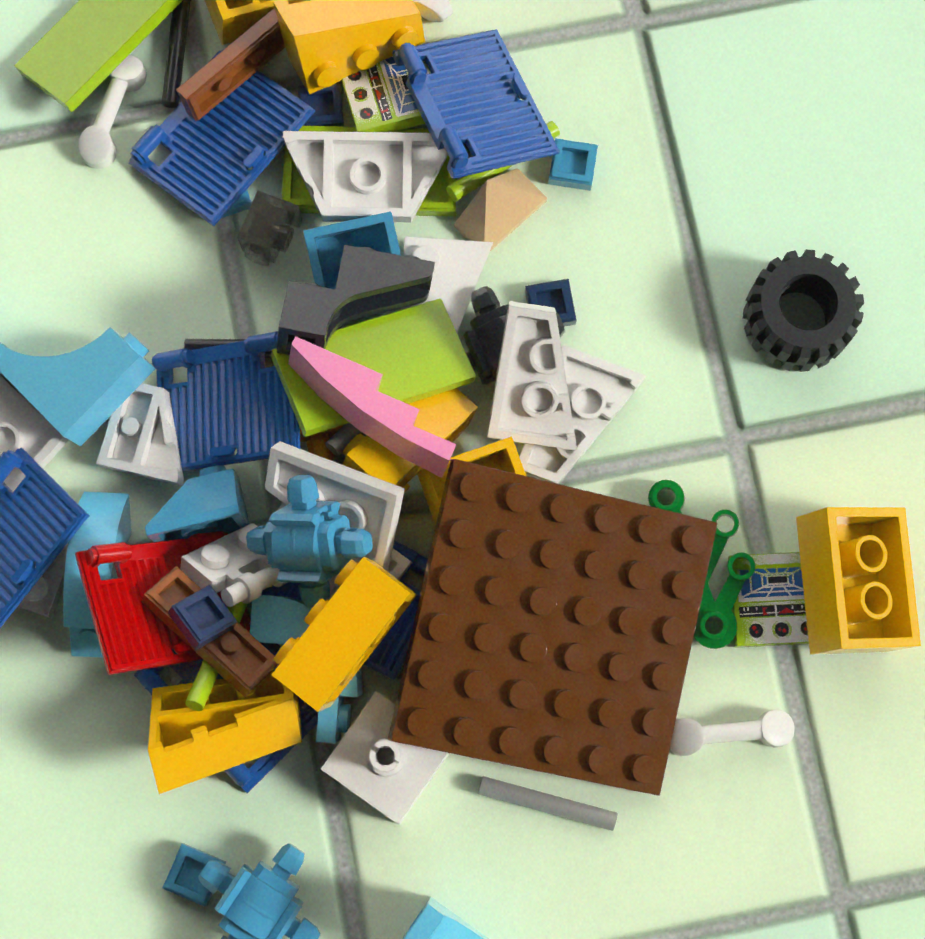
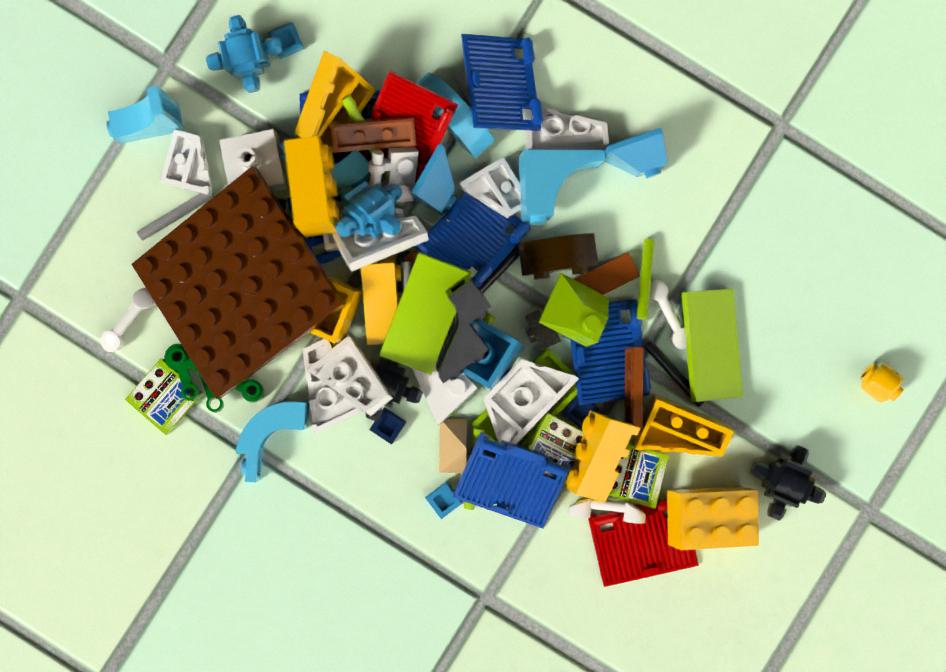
camera: 130 degrees right, 10 degrees up
(93, 169) = (645, 279): none -> lime bar
(149, 222) = (610, 275): none -> dark orange tile
(158, 289) = (558, 254): none -> dark brown brick
(202, 617) = (379, 134): dark blue tile -> none
(205, 202) = (576, 311): none -> lime slope
(355, 396) = (411, 288): bright pink slope -> none
(468, 845) = (187, 164): none -> white wing
(692, 444) = (266, 422): none -> medium azure arch
(820, 281) = (258, 549): black tyre -> none
(858, 580) = (133, 434): yellow brick -> none

